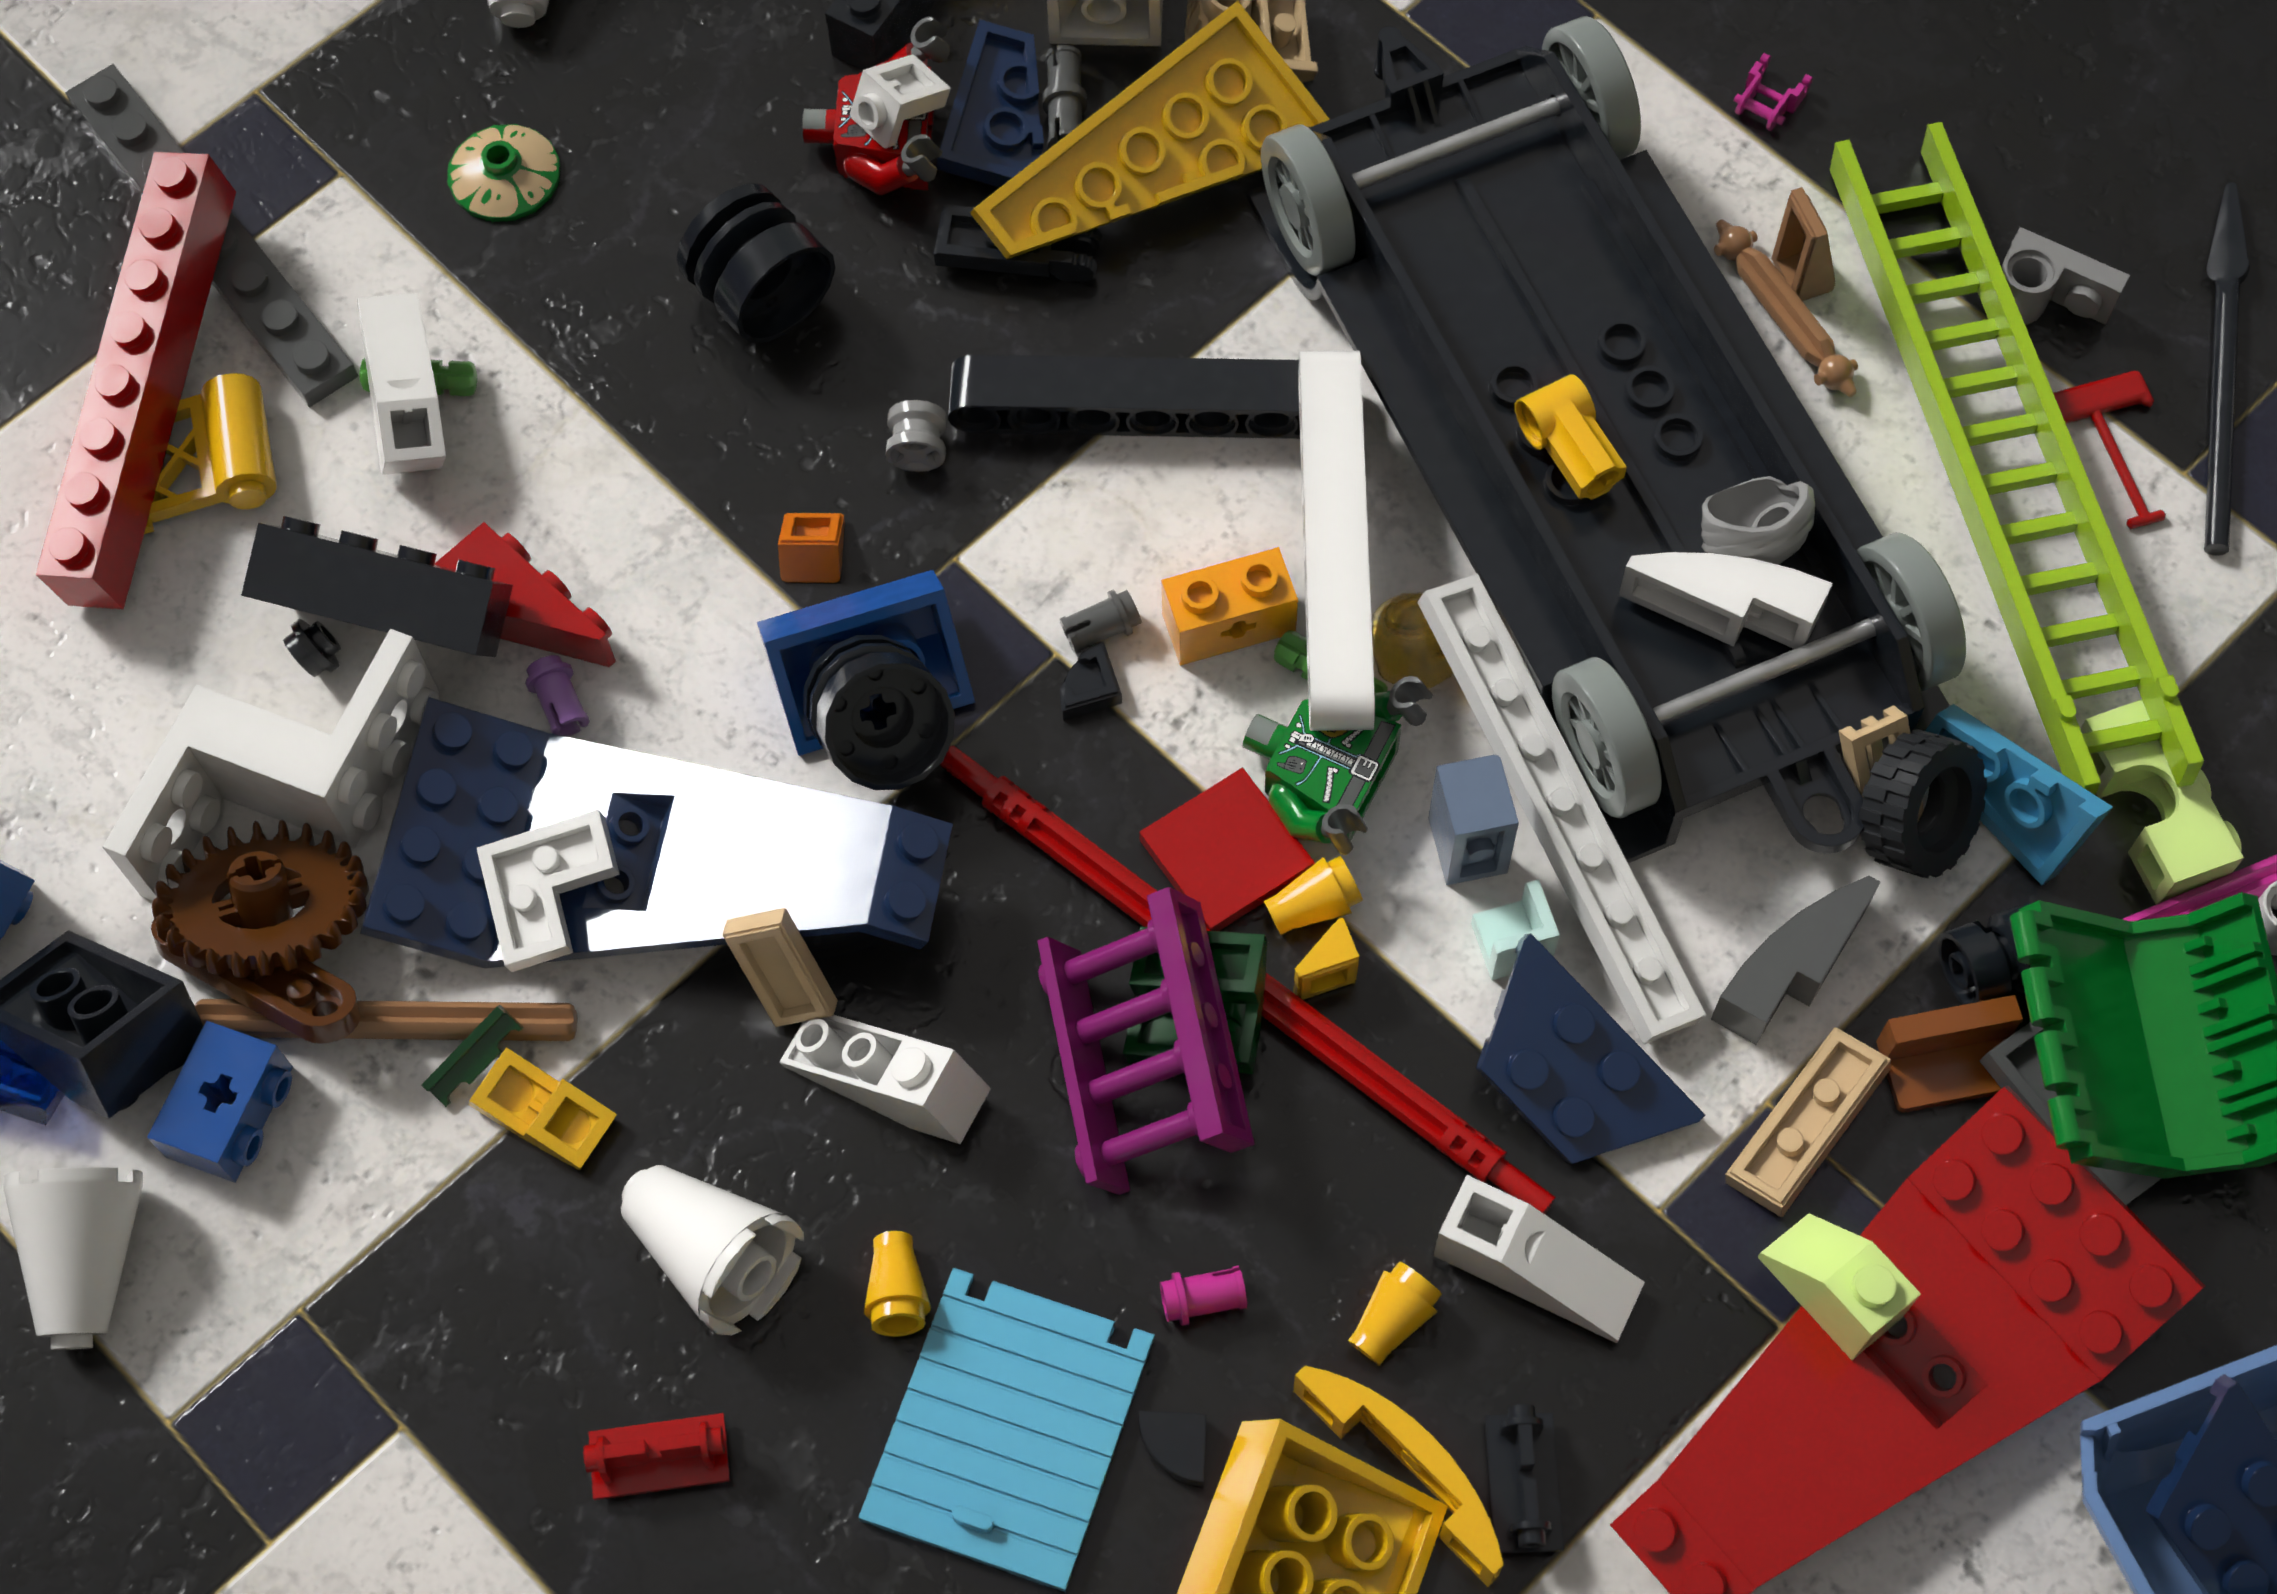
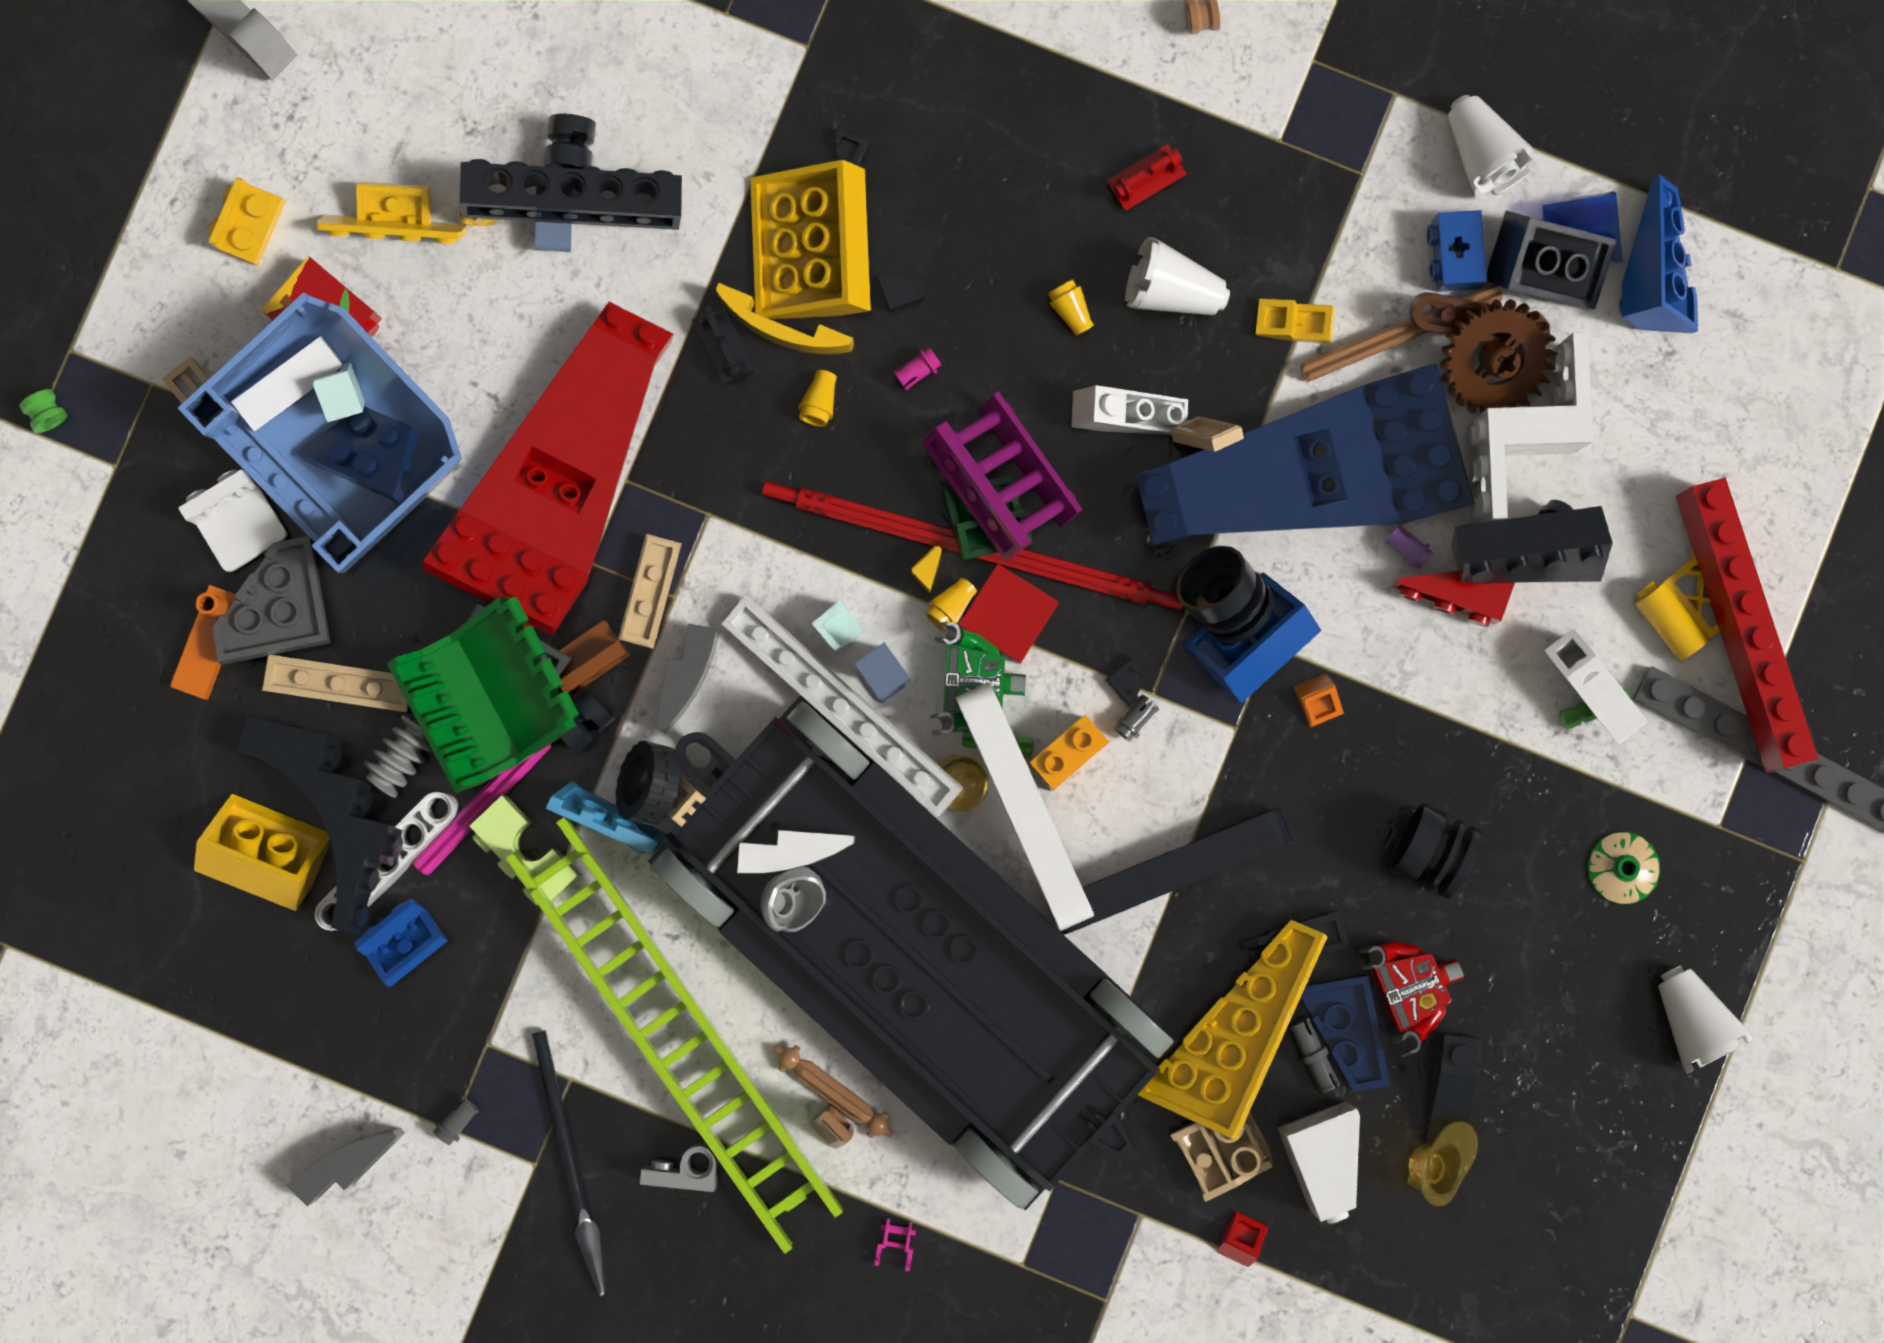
camera: 155 degrees right, 20 degrees up
(472, 1055) = (1344, 331): dark green piece -> none
(529, 874) = (1362, 421): white plate -> none
(894, 94) = (1406, 993): white bracket -> none
(916, 435) = (1291, 787): light grey wheel -> none
(1007, 1431) = (984, 268): medium azure door -> none
(1536, 1259) = (758, 452): white slope -> none
(1565, 424) = (923, 923): yellow piece -> none
(1574, 1065) = (777, 563): dark blue wing -> none
(1840, 1281) = (603, 493): yellowish green slope -> none
(2103, 397) = (638, 1103): red piece -> none

